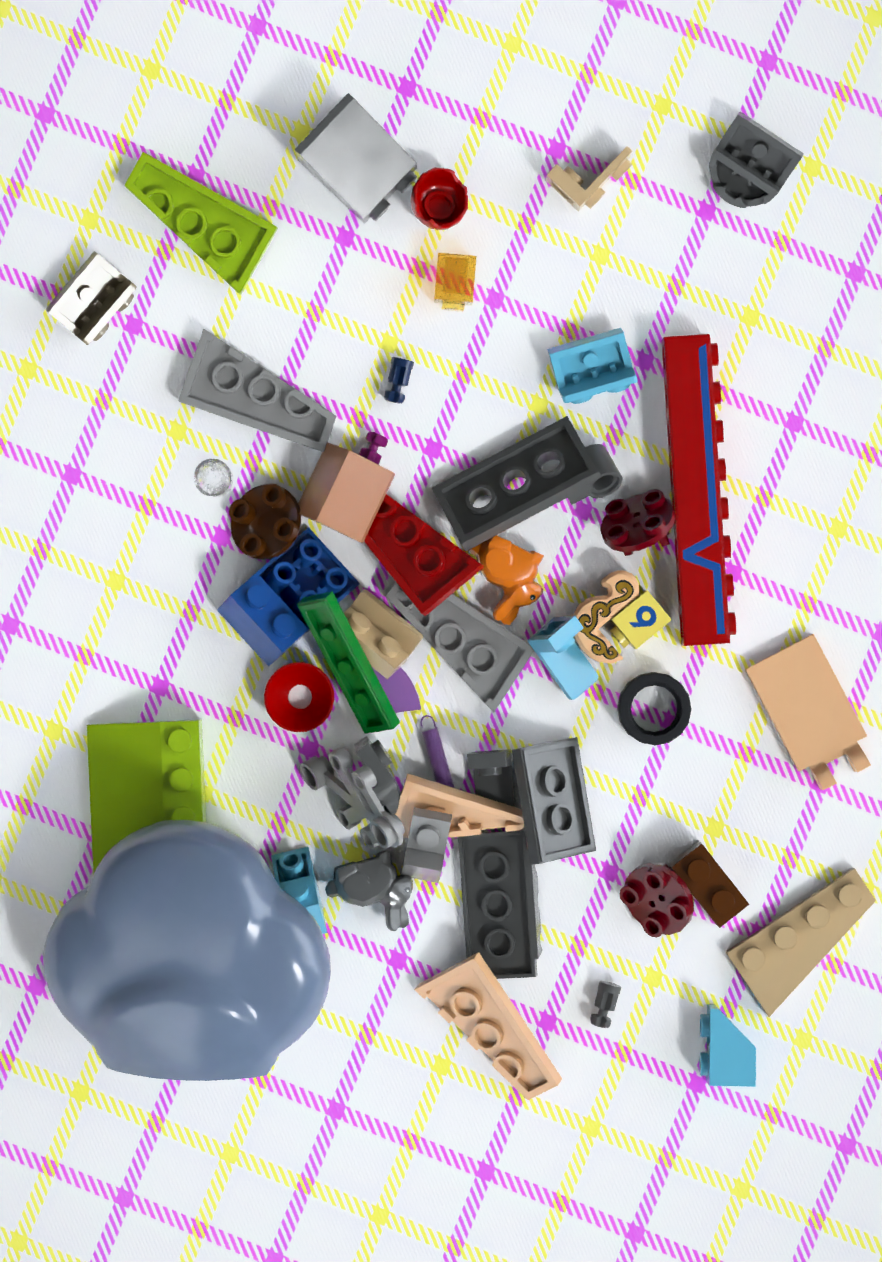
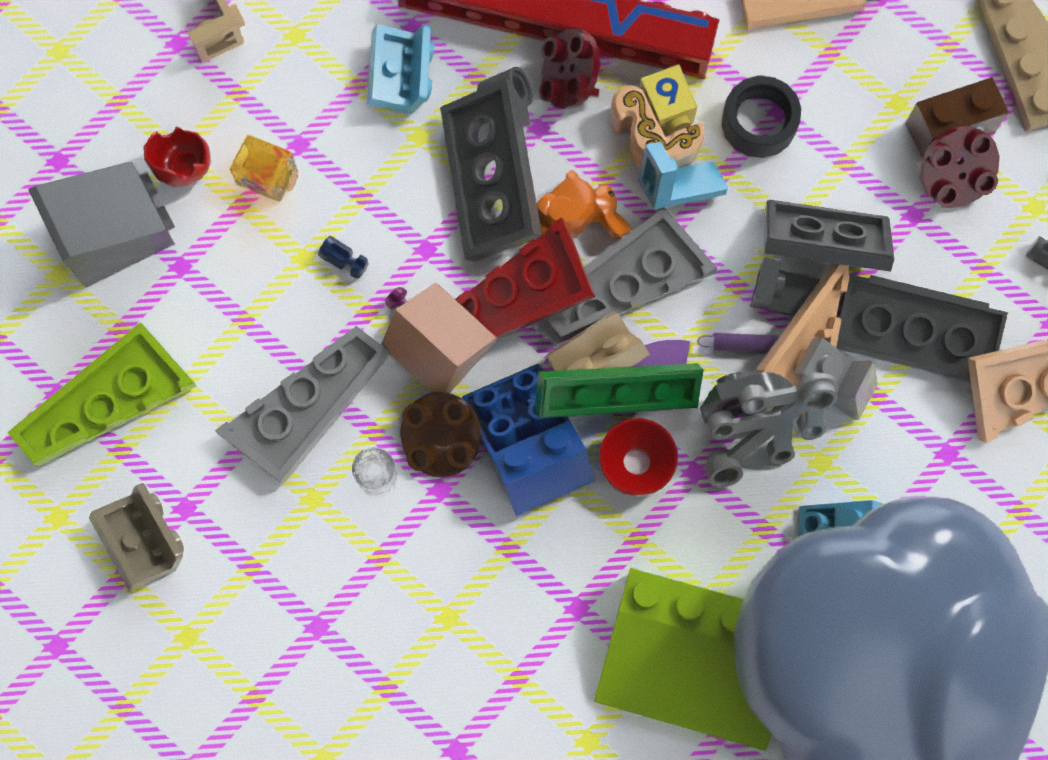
camera: 75 degrees left, 15 degrees down
(374, 882) = (858, 449): dark grey animal -> none

